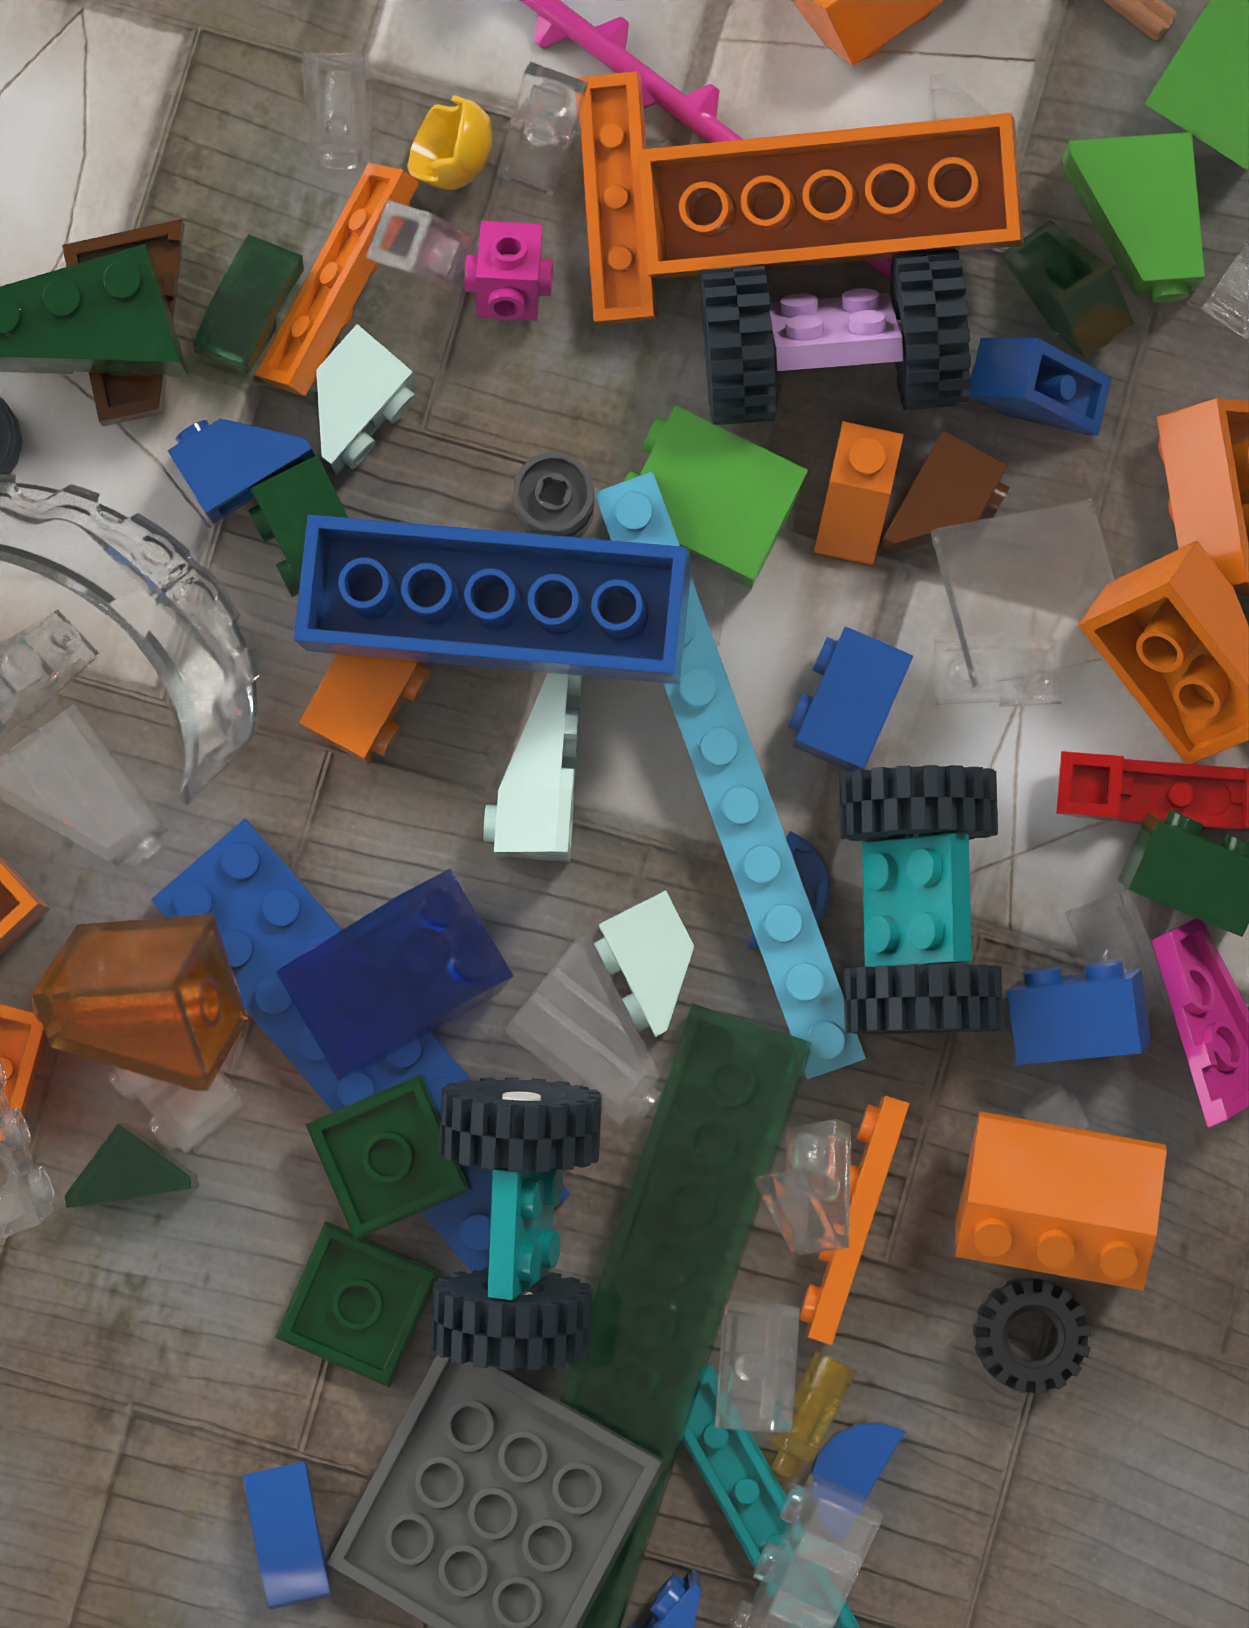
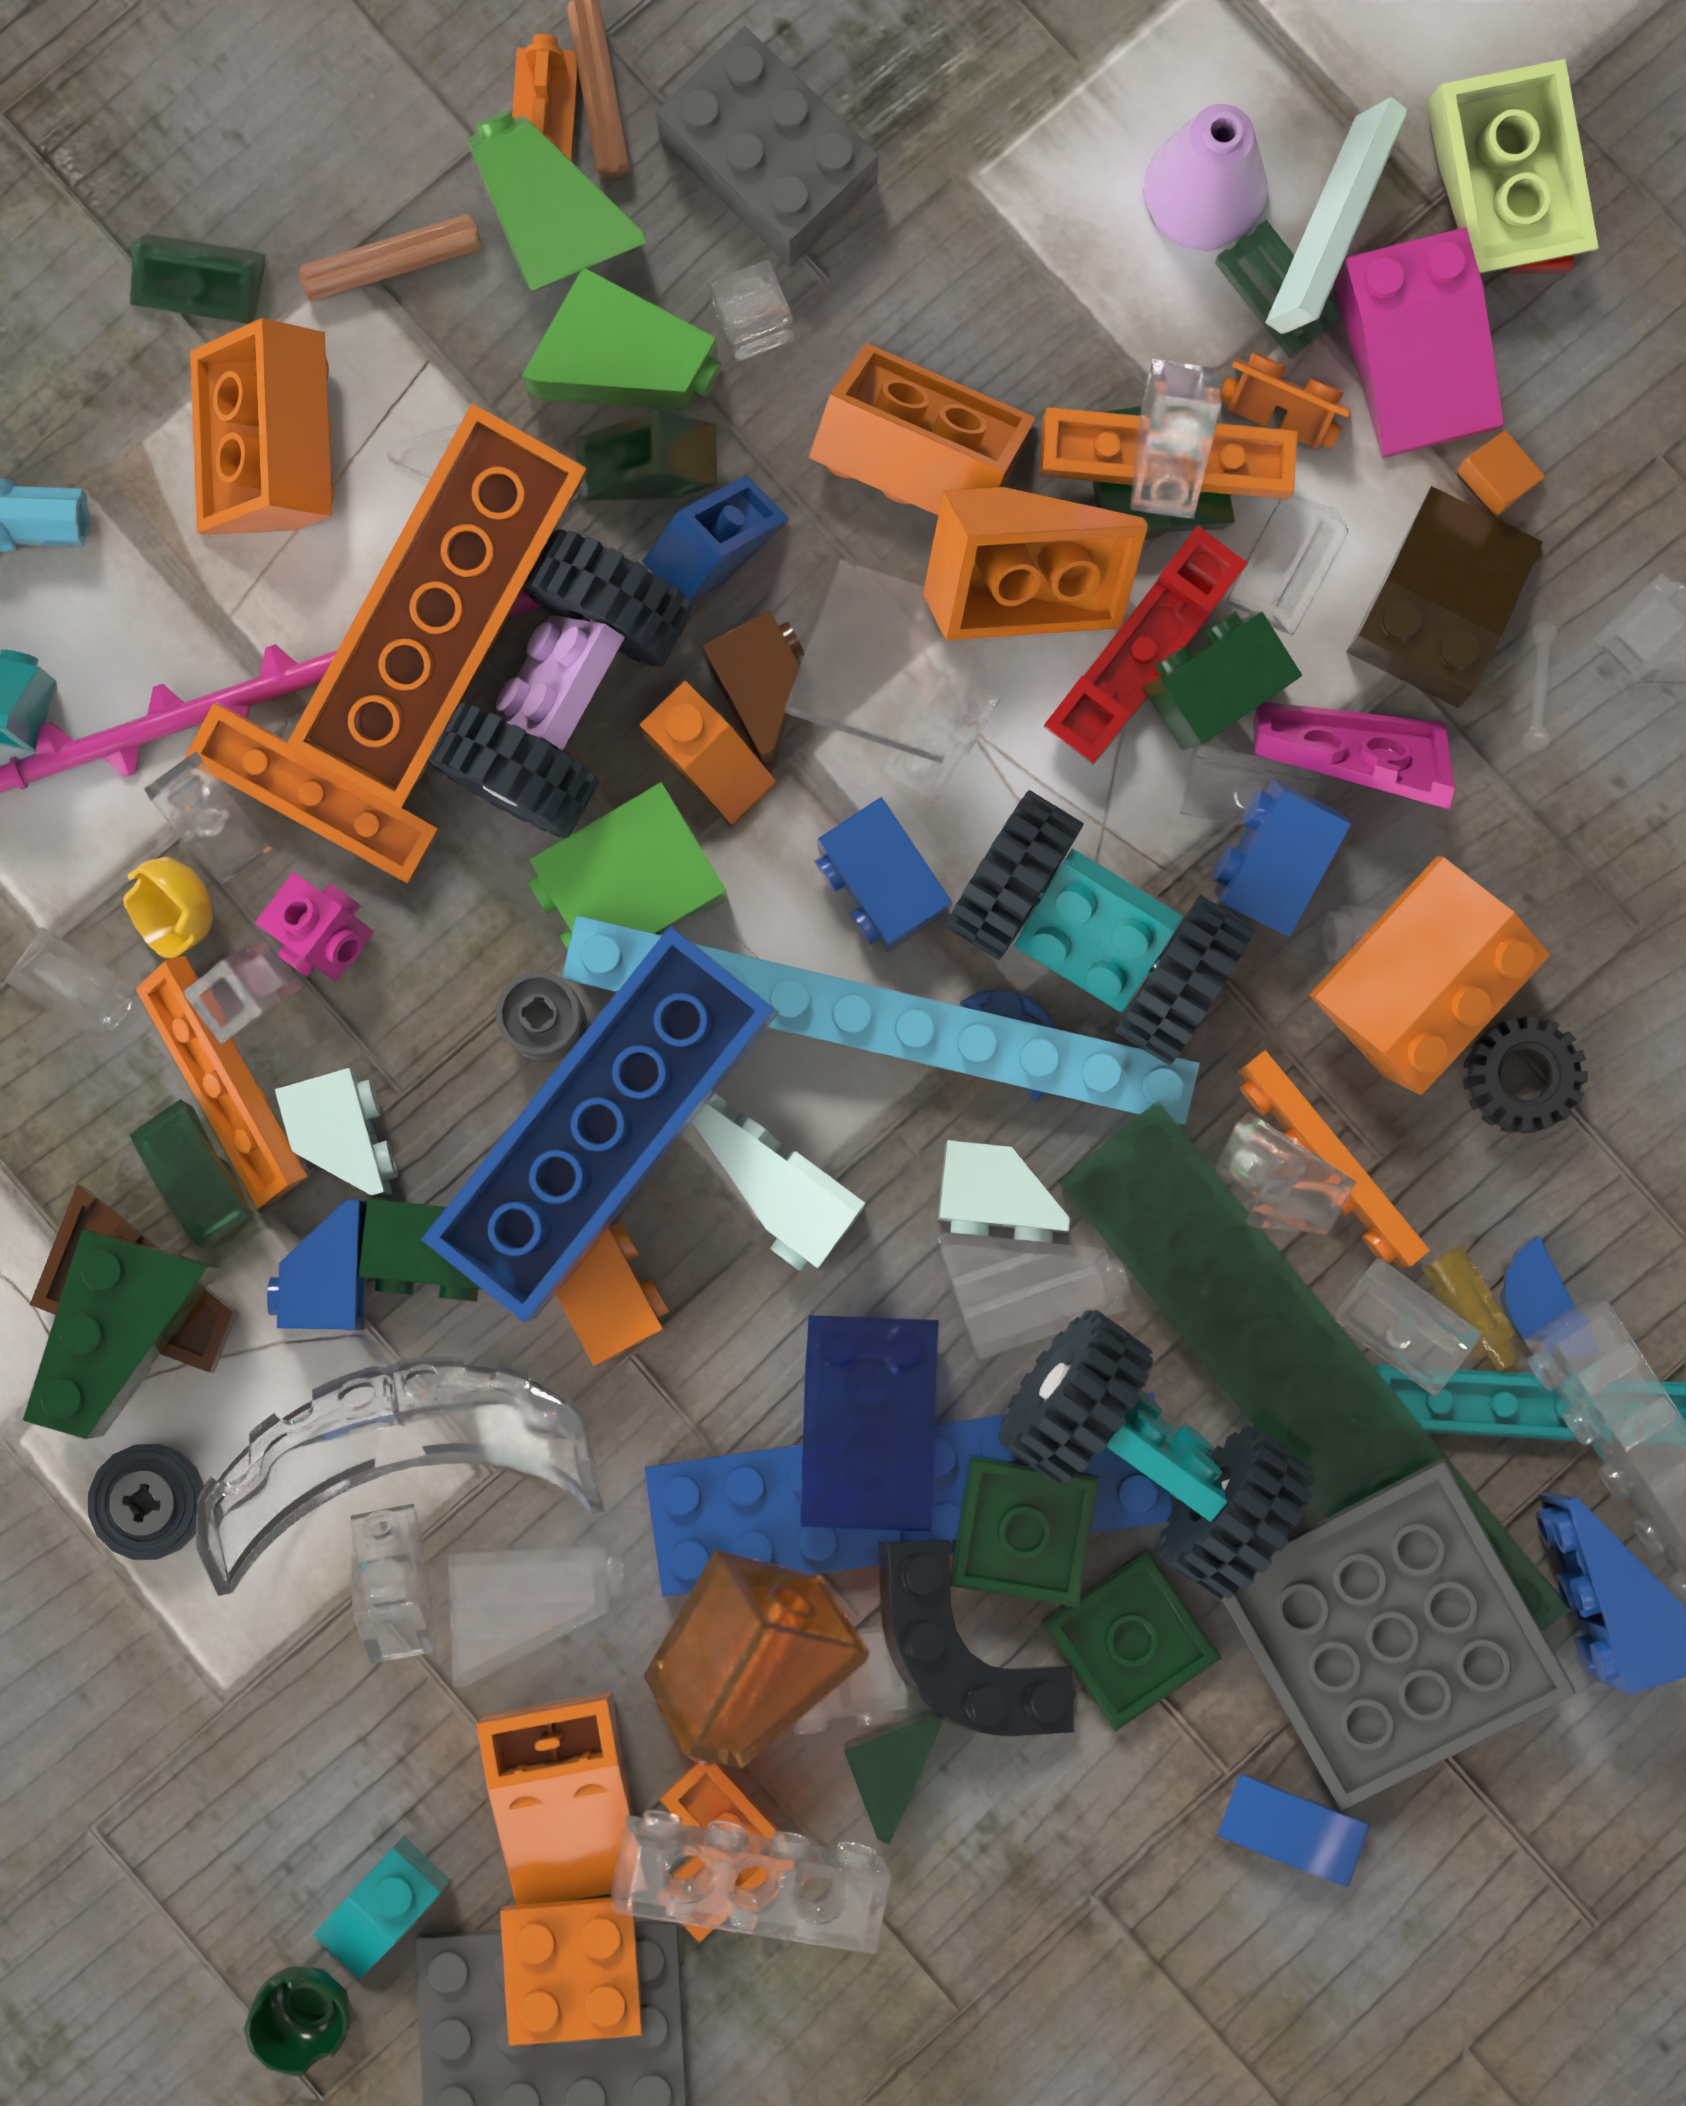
camera: 60 degrees left, 0 degrees up
(233, 1163) = (940, 1667): none -> black plate

